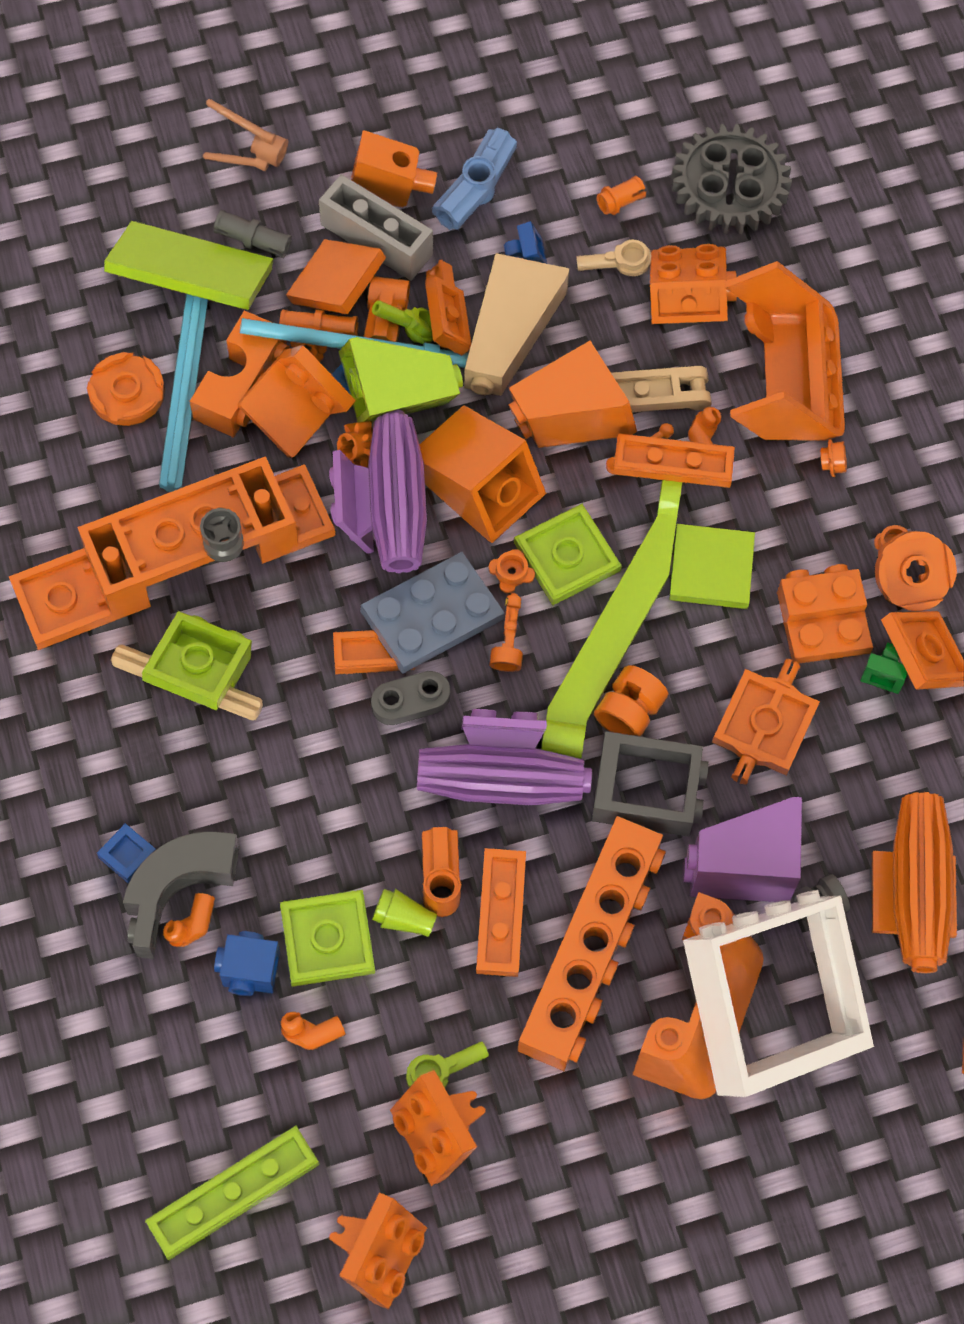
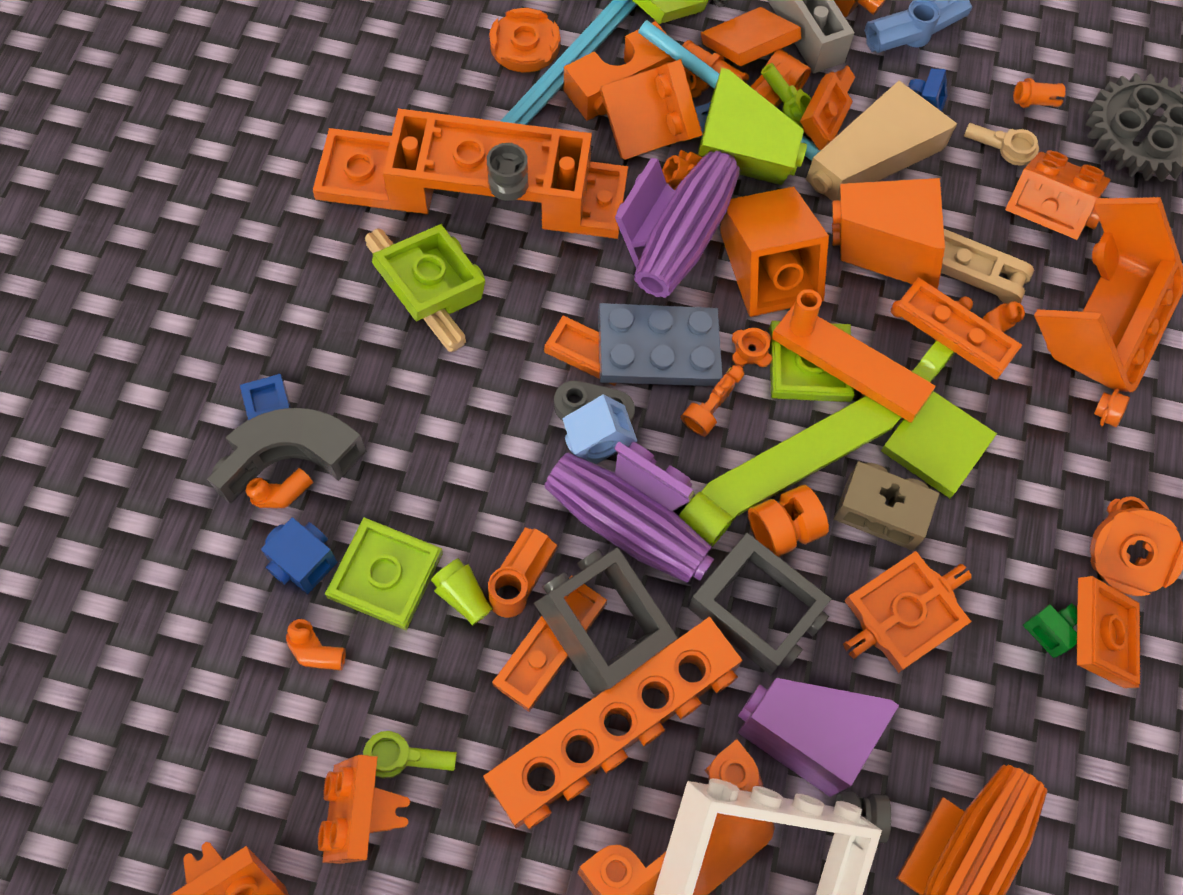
camera: 30 degrees right, 0 degrees up
(232, 1192) = (146, 754): lime tile -> none
(433, 715) = (598, 428): none -> light blue brick
(522, 894) = (575, 641): none -> dark grey window
(601, 536) = (850, 359): none -> orange piece
(721, 647) = (907, 513): none -> dark tan brick
(824, 614) = (1023, 543): orange plate -> none

